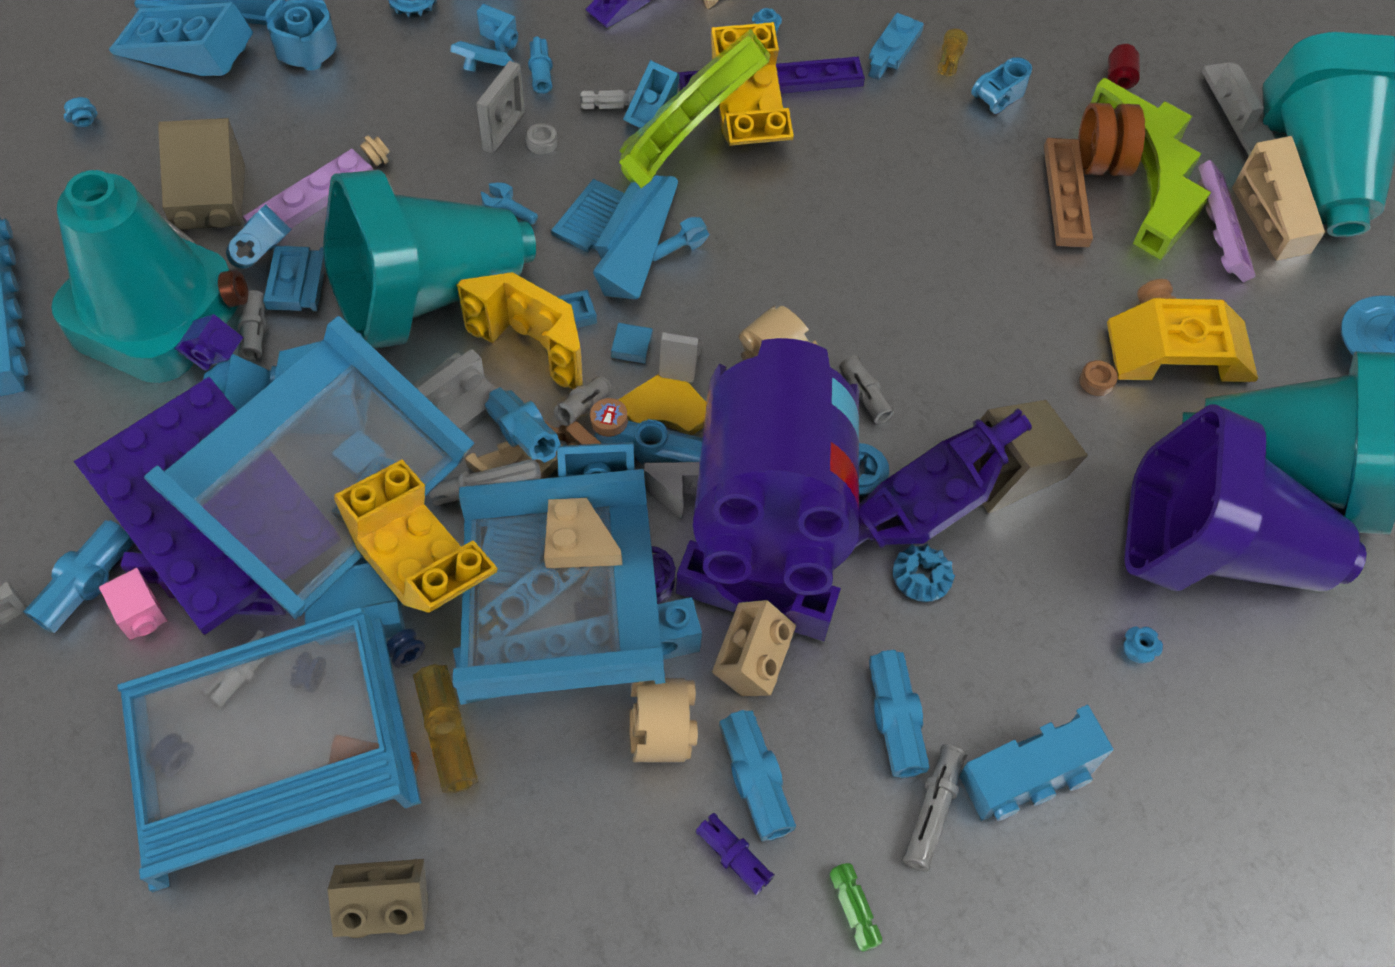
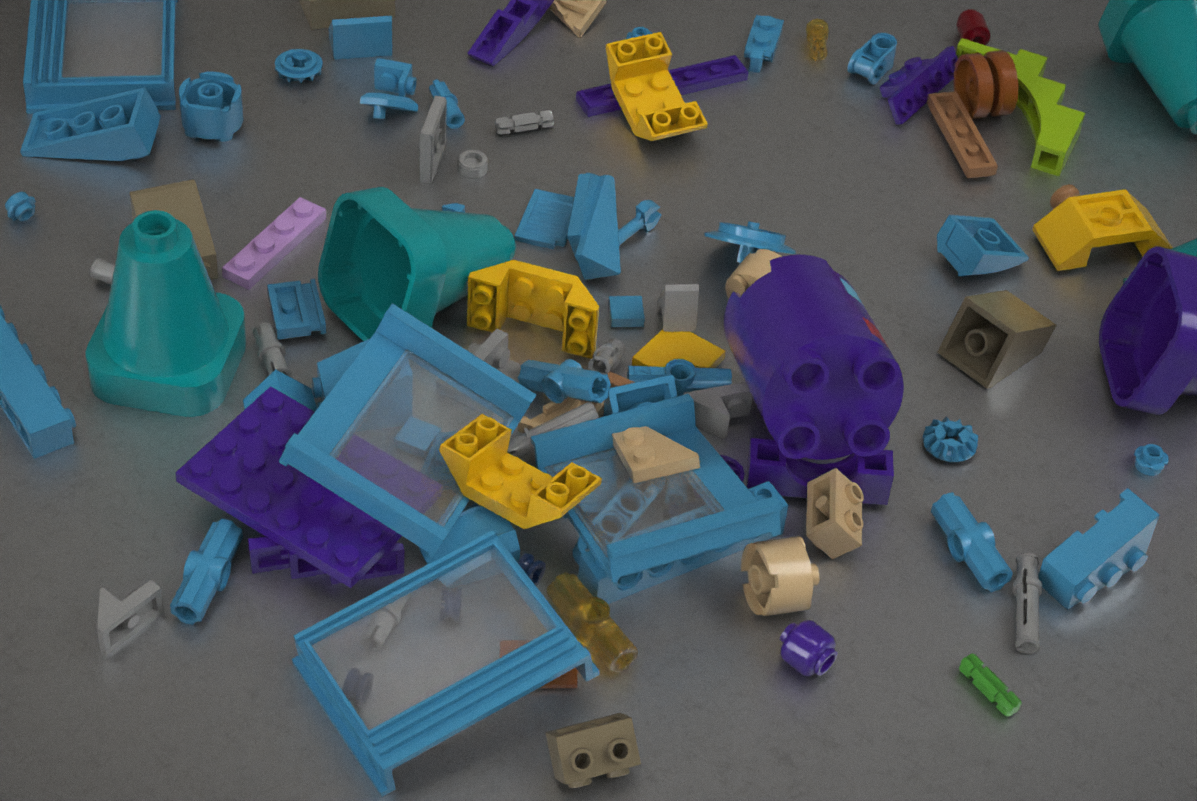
camera: 15 degrees left, 15 degrees down
(133, 604) = (268, 582): bright pink brick -> none
(208, 342) = (251, 363): dark purple brick -> none
(233, 288) = (250, 320): copper tile -> none
(261, 234) = (250, 277): dark azure piece -> none
(375, 150) = (323, 194): tan plate -> none
(608, 417) = (640, 361): medium nougat tile -> none
(654, 90) = (566, 112): dark azure slope -> none
(664, 817) = (808, 648): none -> dark purple head
(674, 120) = (587, 146): lime arch -> none
(735, 853) = (875, 667): dark purple pin -> none
(757, 775) = (872, 607): dark azure piece -> none
(786, 286) = (750, 238): none -> dark azure piece
(939, 484) = (949, 360): dark purple plate -> none
(1037, 335) = (977, 246): none -> dark azure slope
(1039, 119) = (915, 80): none -> dark purple bracket
(1098, 378) = (1040, 272): medium nougat tile -> none
(1228, 231) = (1108, 144): lavender plate -> none
(1238, 103) = (1086, 46): light grey bracket -> none
(1280, 199) = (1143, 110): tan wedge -> none

